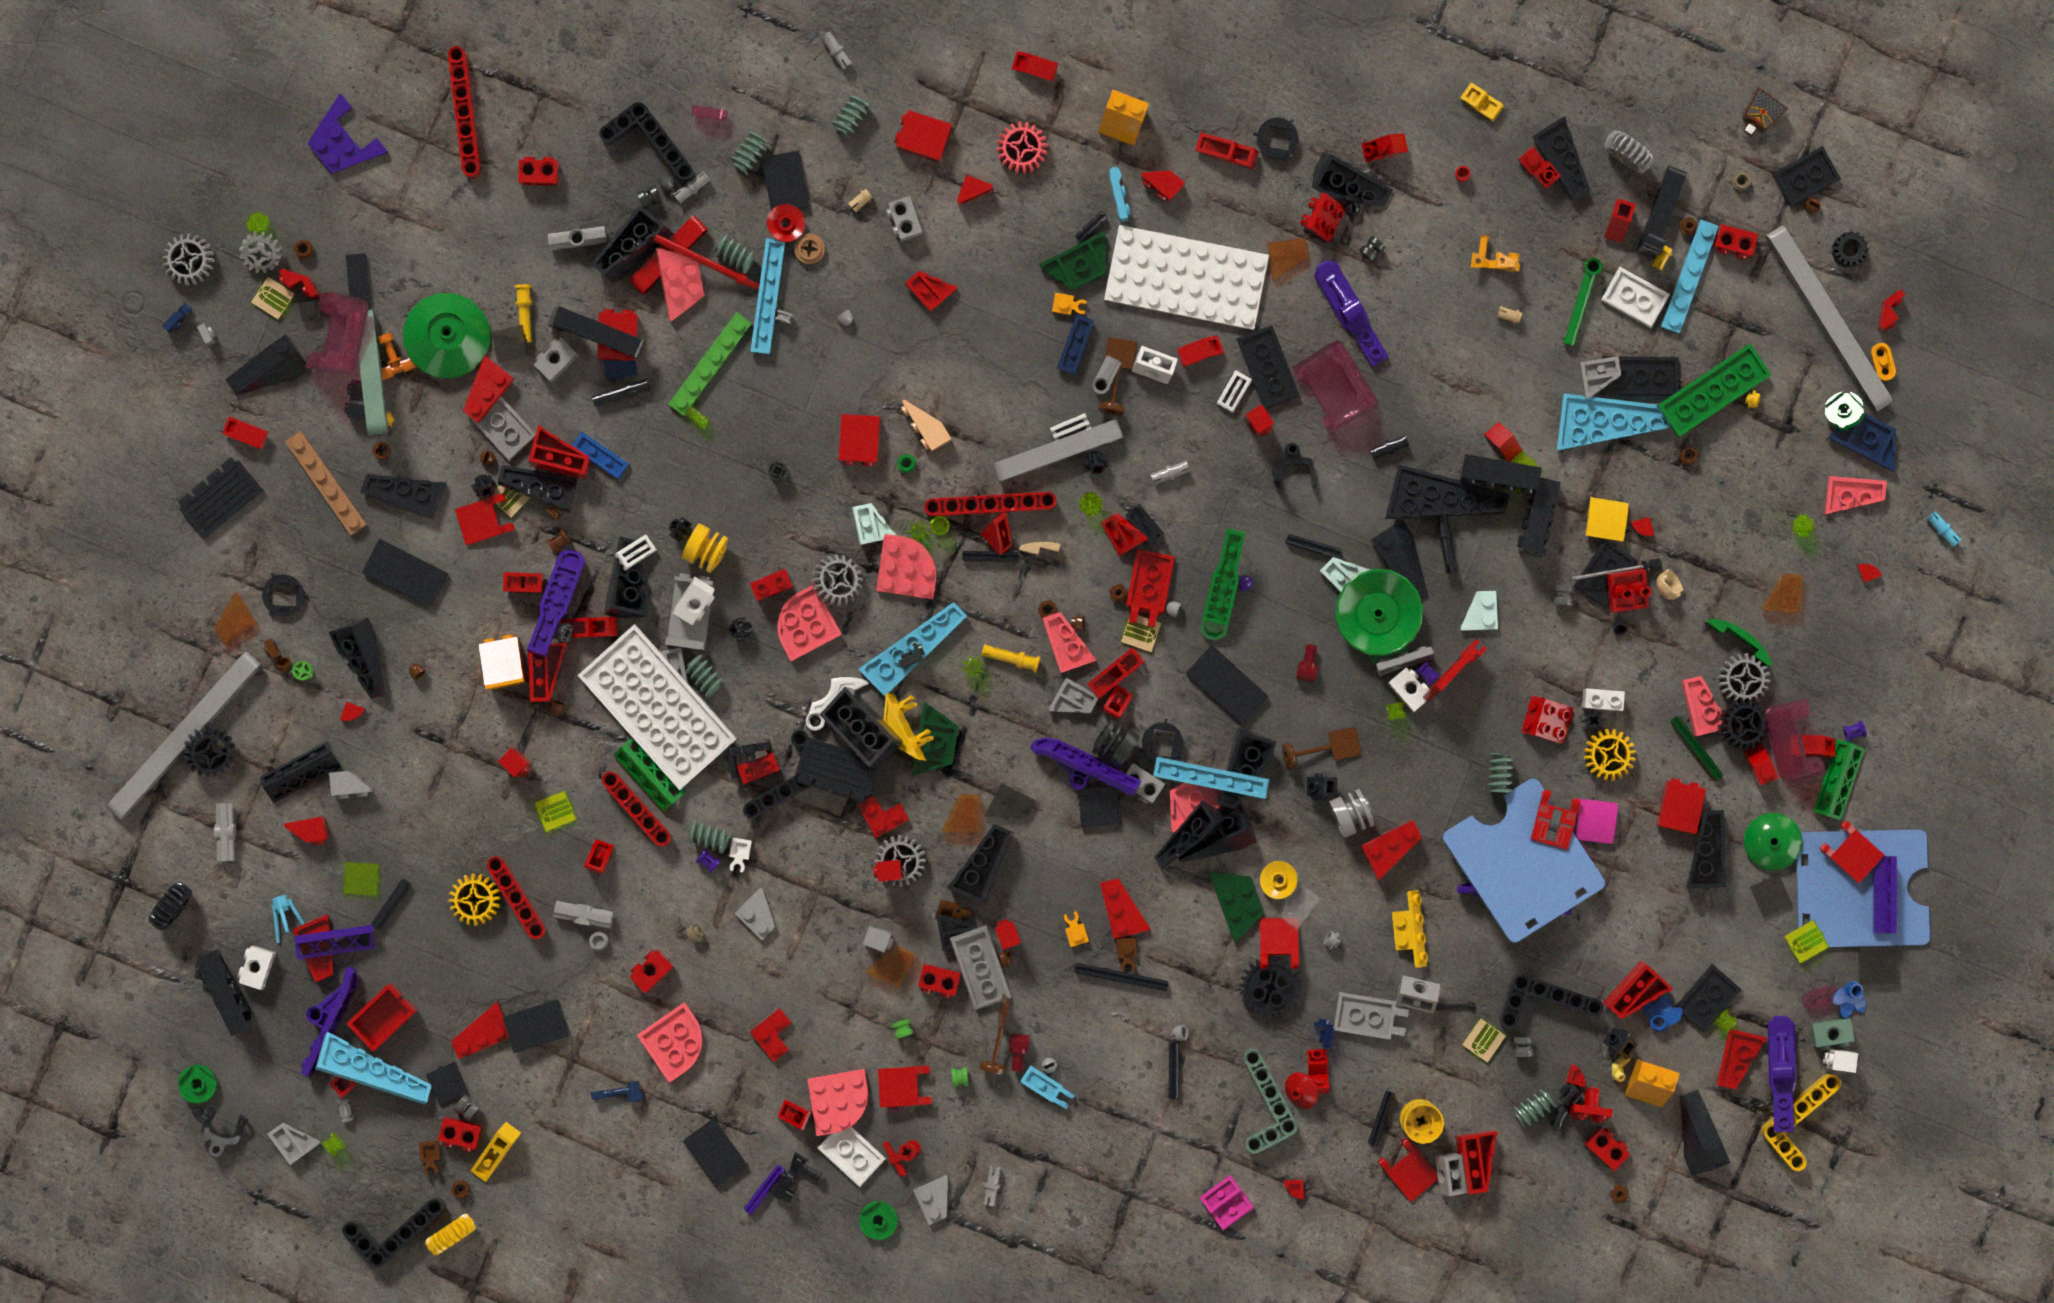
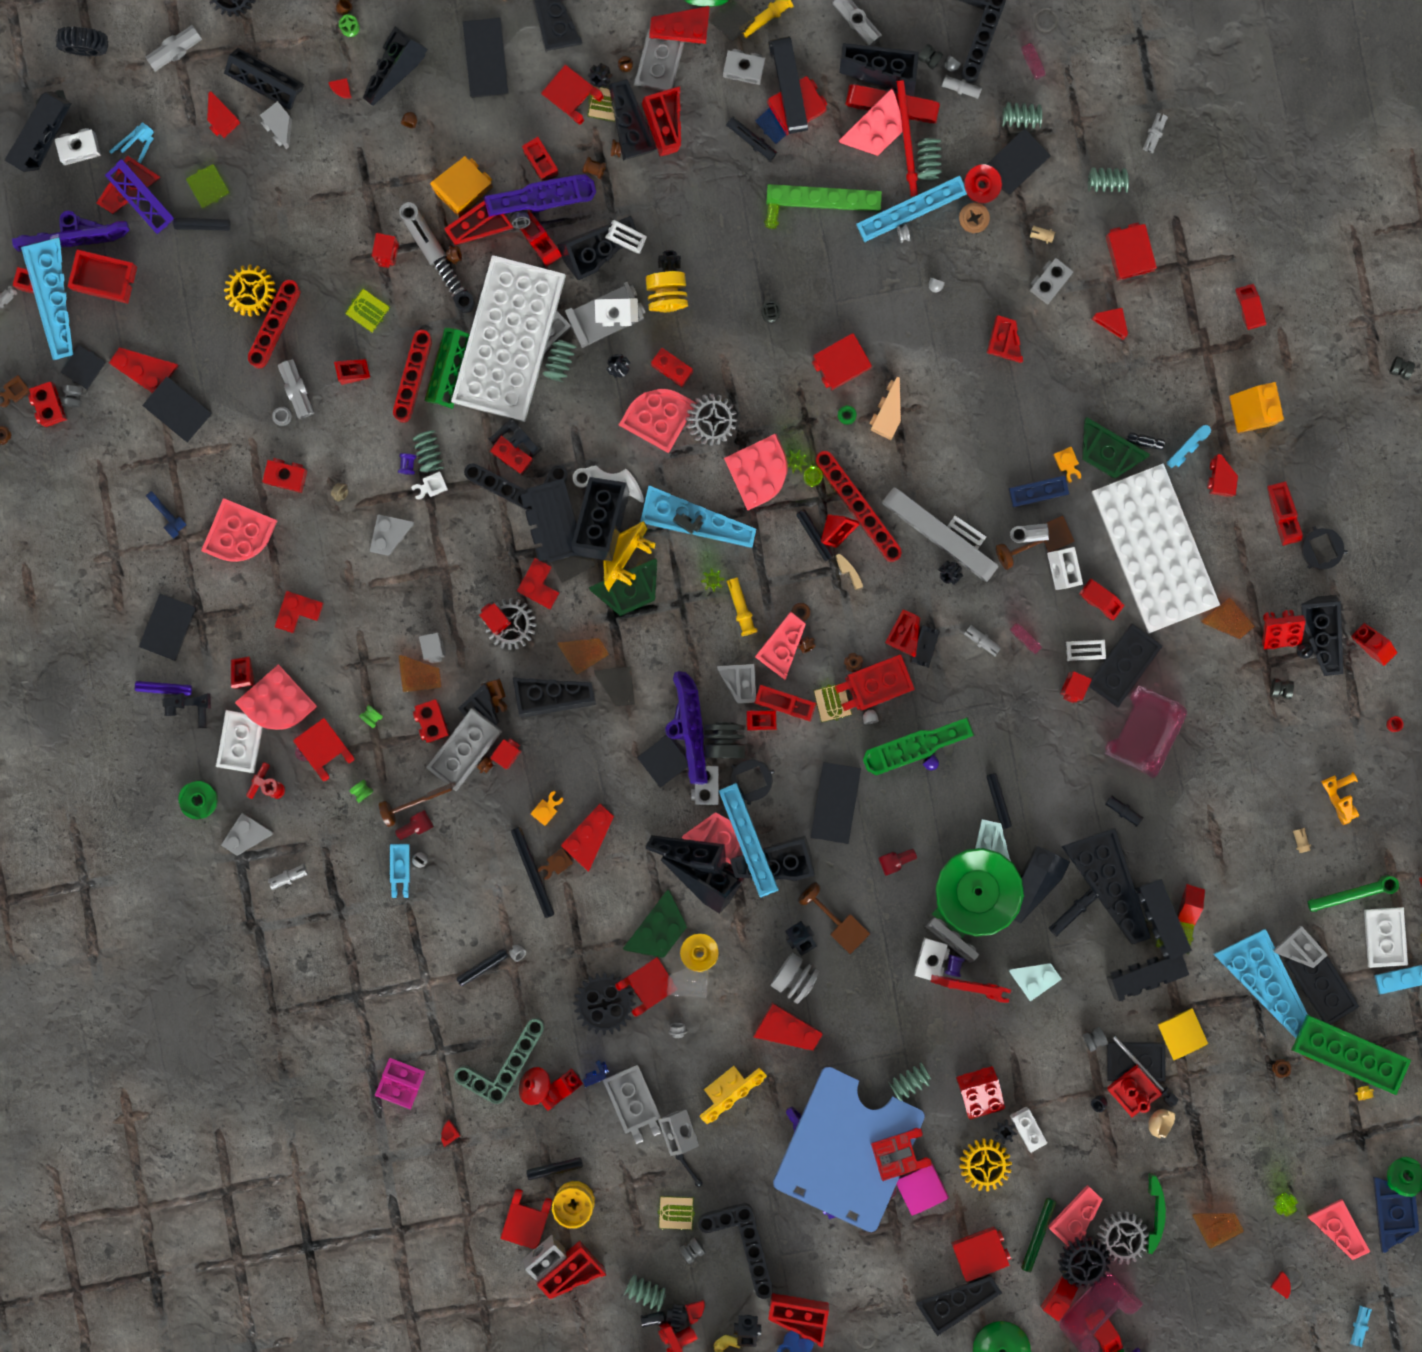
camera: 55 degrees right, 0 degrees up
(495, 1151) = (51, 443): yellow slope -> none
(546, 723) = (435, 255): none -> piece
(601, 456) = (688, 156): blue tile -> none
(870, 524) = (776, 417): light aqua wing -> none
(1025, 132) = (1172, 332): coral gear -> none
(1090, 503) = (913, 590): clear neon green gear -> none
(1192, 435) = (1025, 638): none -> clear pink beam
(1292, 459) = (1059, 734): black piece -> none
(1349, 310) = (1217, 702): dark purple piece -> none
(1395, 711) = (905, 959): clear neon green wheel -> none
(1643, 526) = (1196, 1069): red tile -> none

